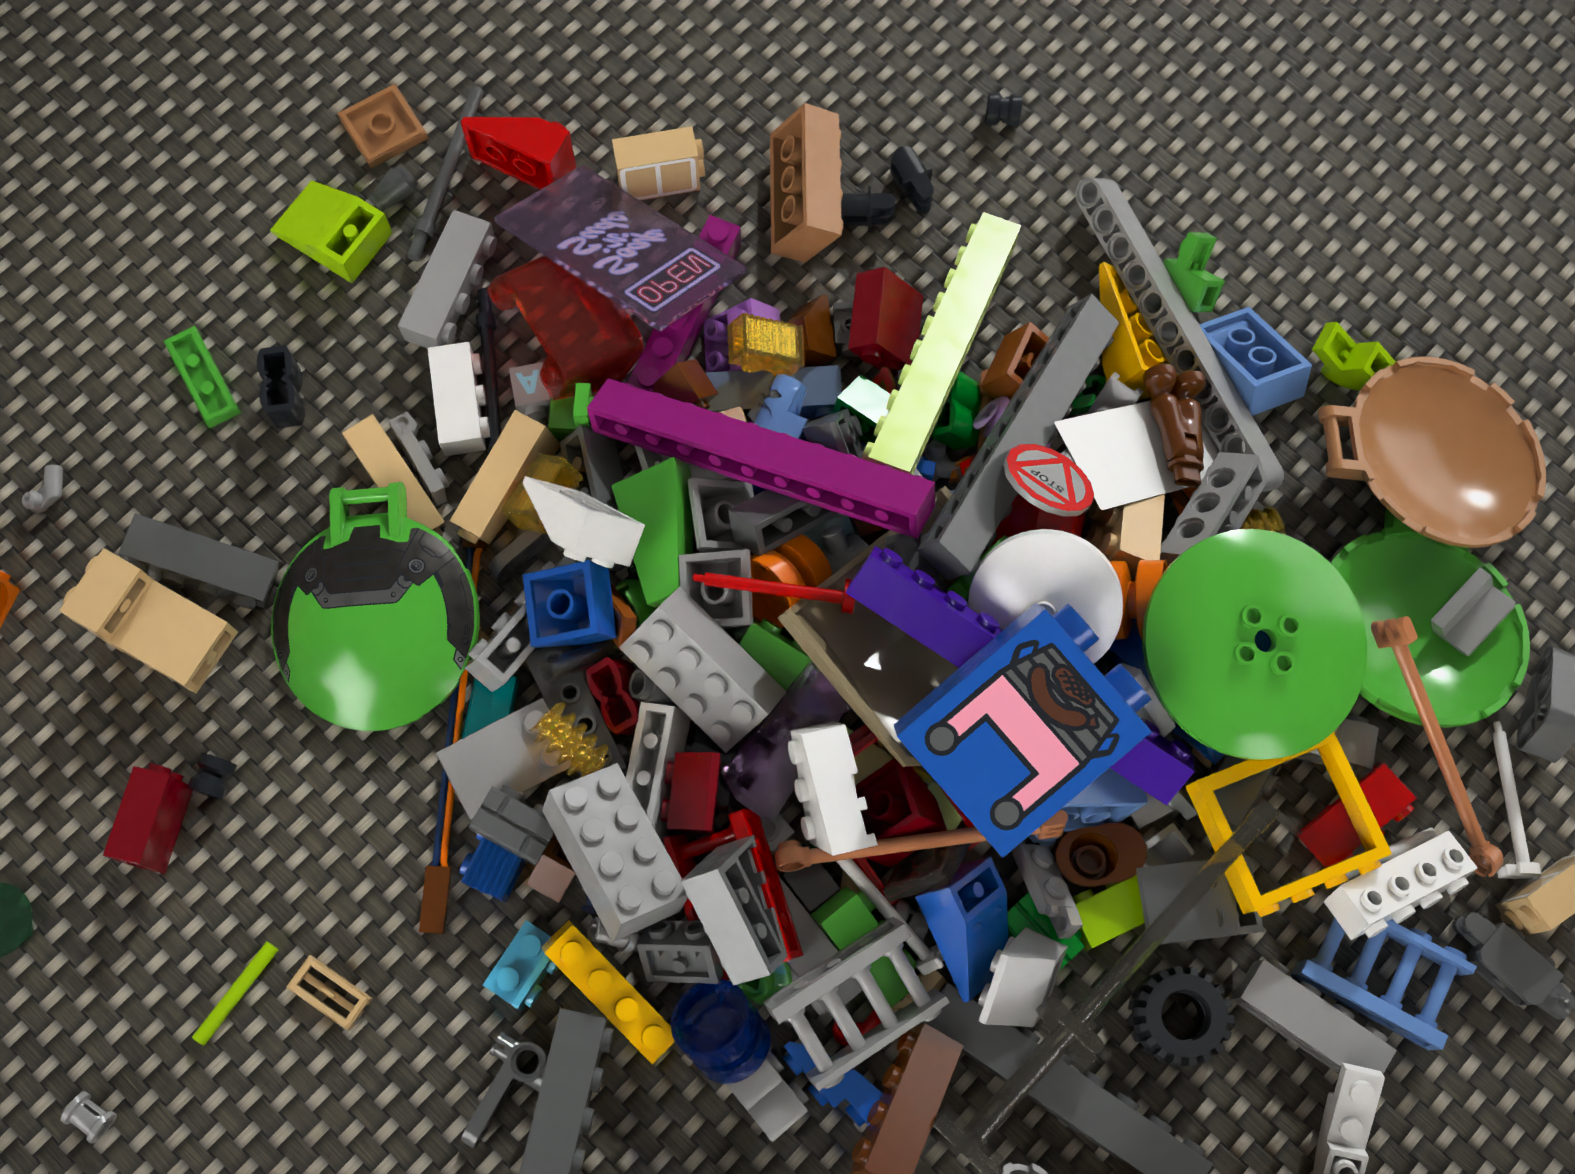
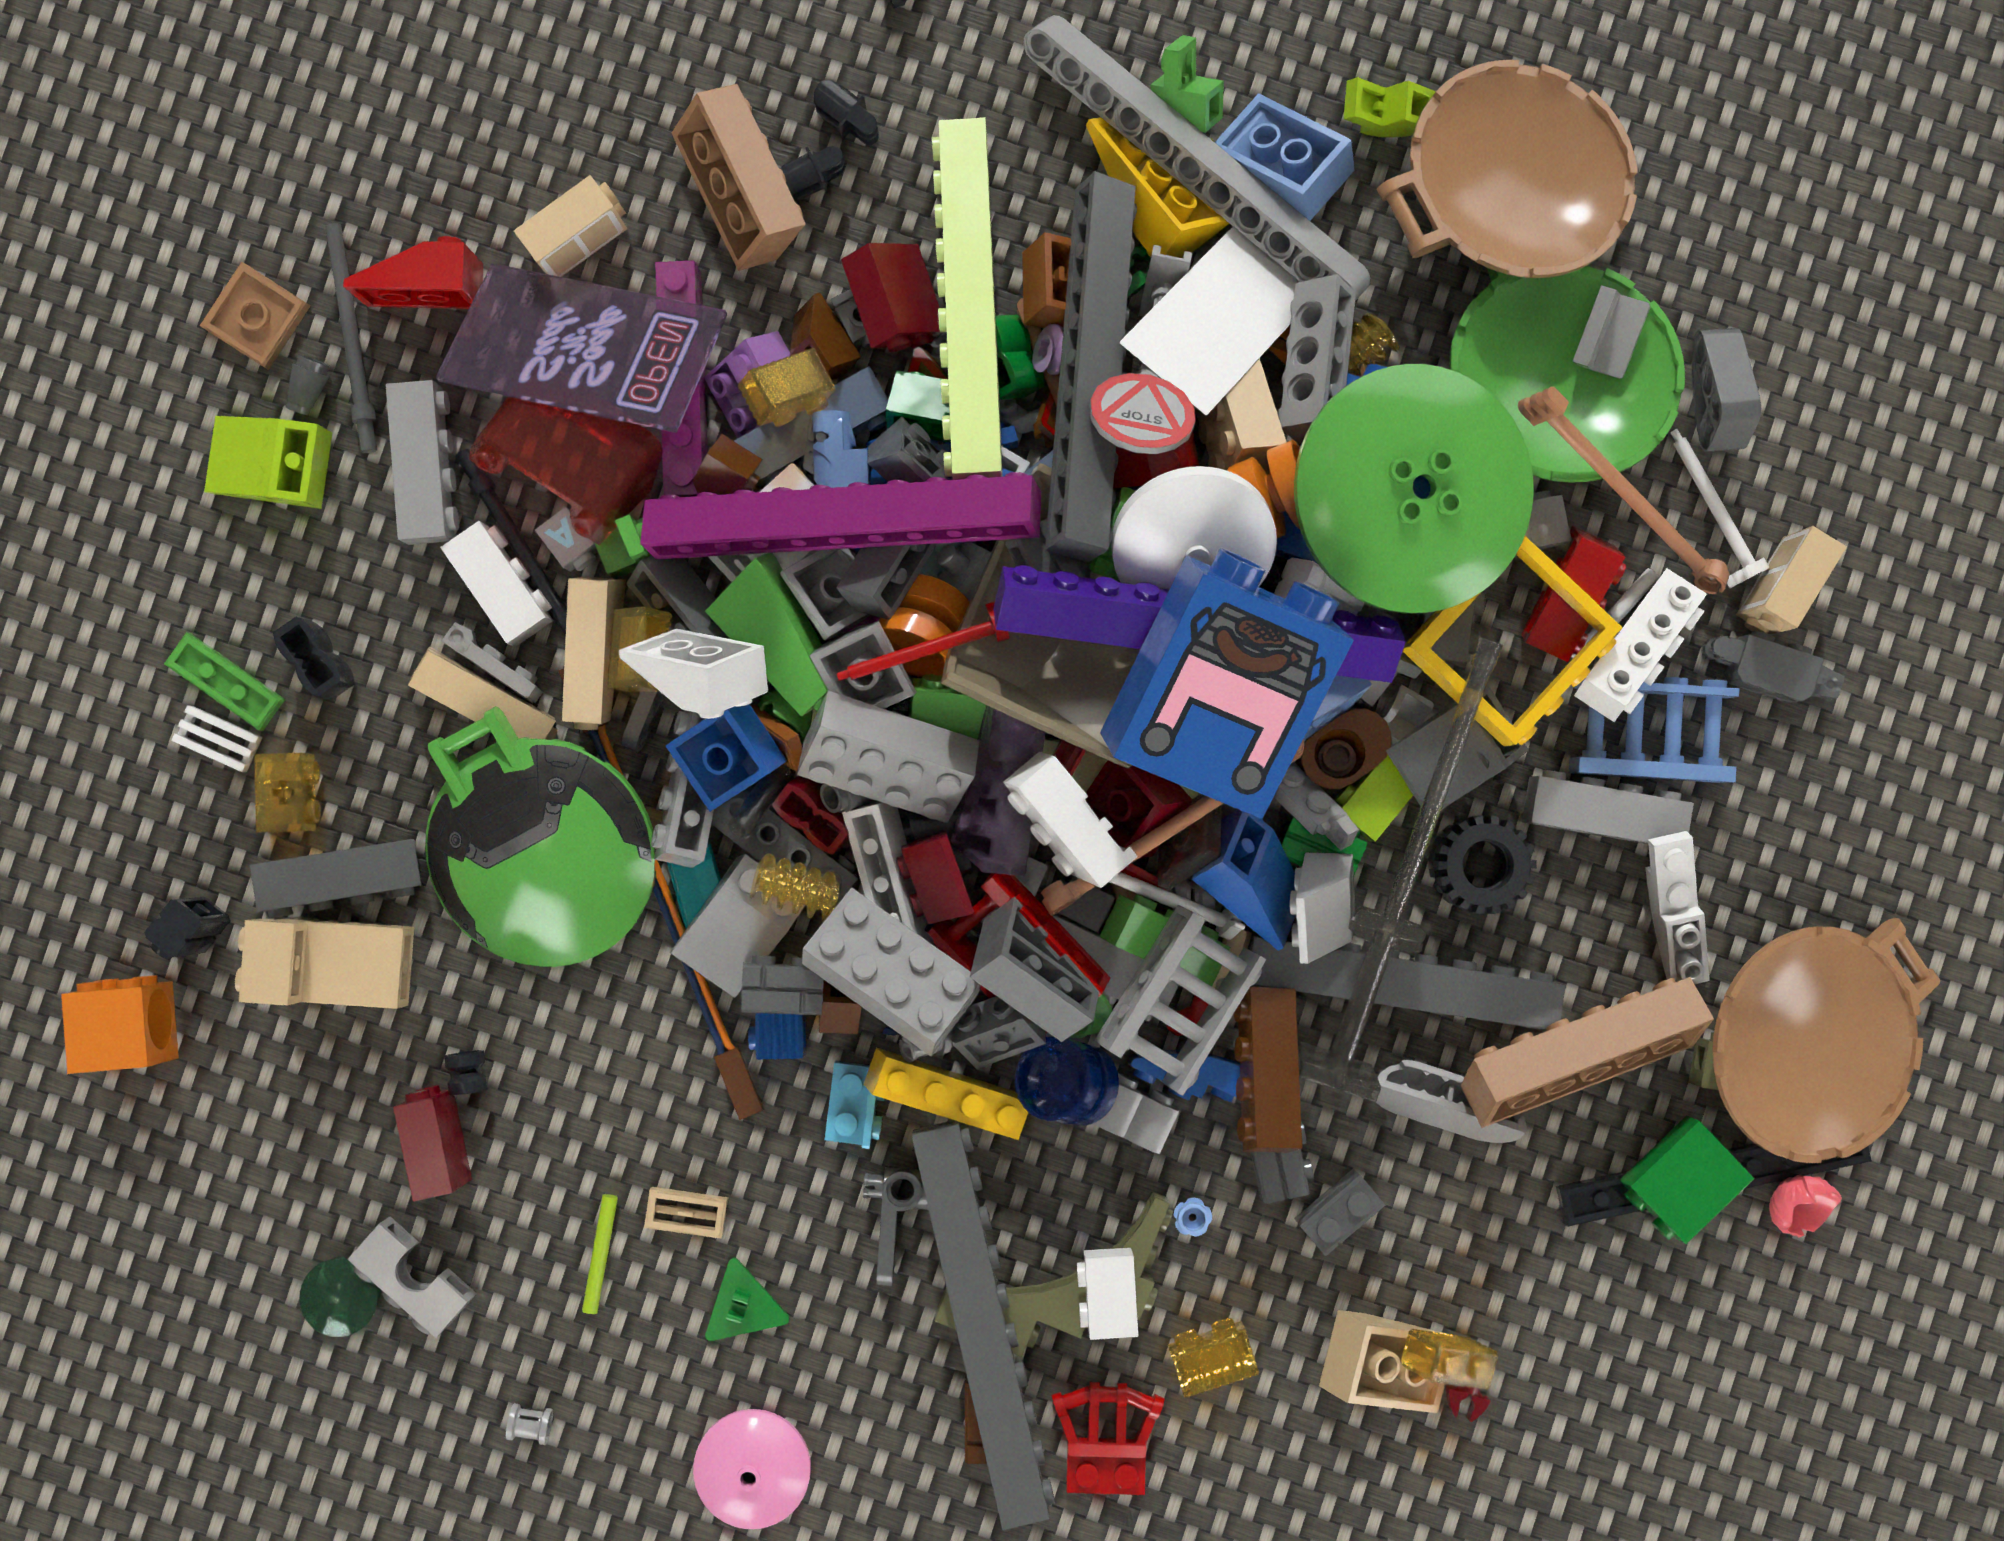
camera: 25 degrees left, 15 degrees up
(48, 494) = (143, 876): light grey arm -> none
(49, 905) = (384, 1262): none -> light grey arch
(55, 545) = (186, 927): none -> black brick
(154, 396) = (187, 726): none -> white tile
(184, 488) = (279, 773): none -> clear yellow brick
(333, 1103) = (743, 1305): none -> green piece
(1178, 419) = (1240, 270): reddish brown piece -> none

